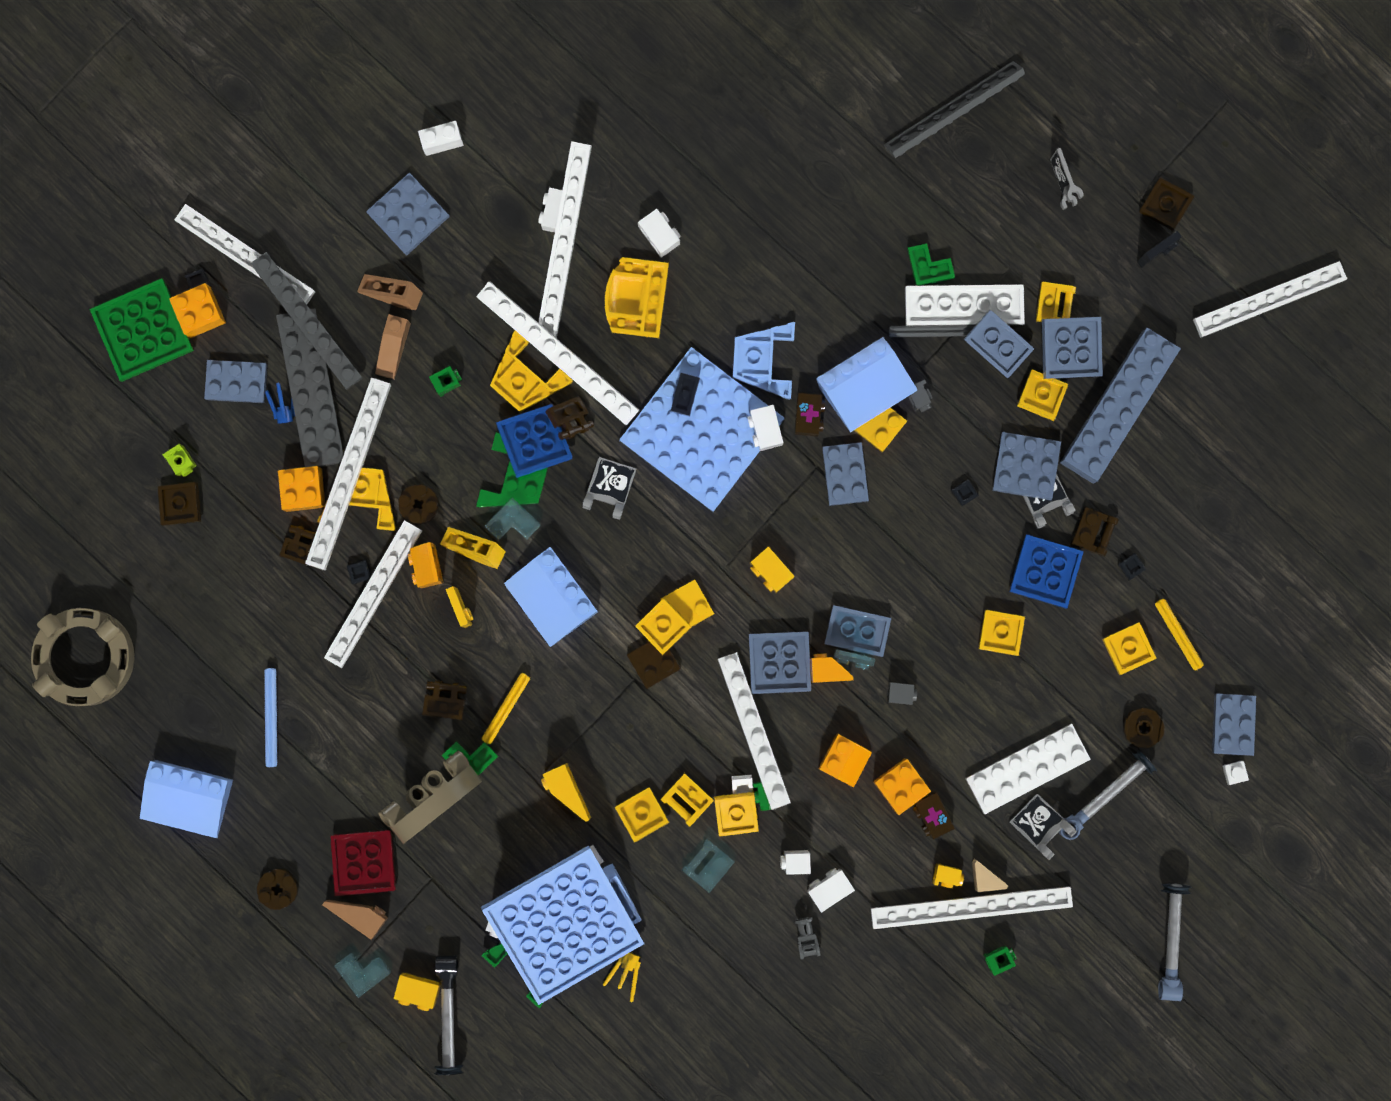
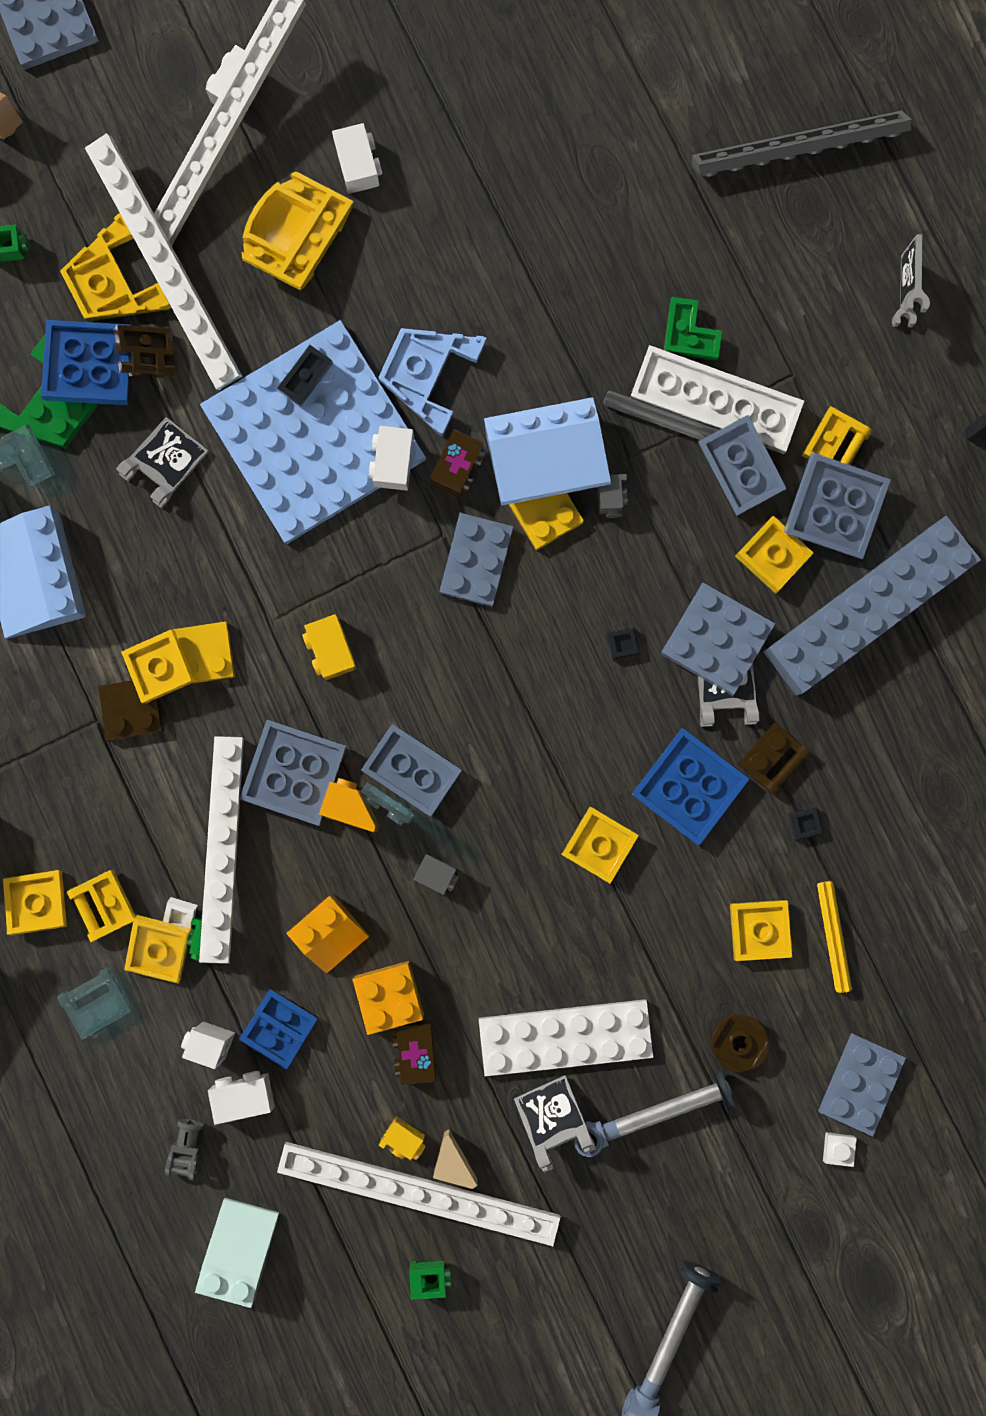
camera: 20 degrees right, 0 degrees up
(836, 836) = (278, 1029): none -> blue slope
(867, 991) = (237, 1253): none -> light aqua slope

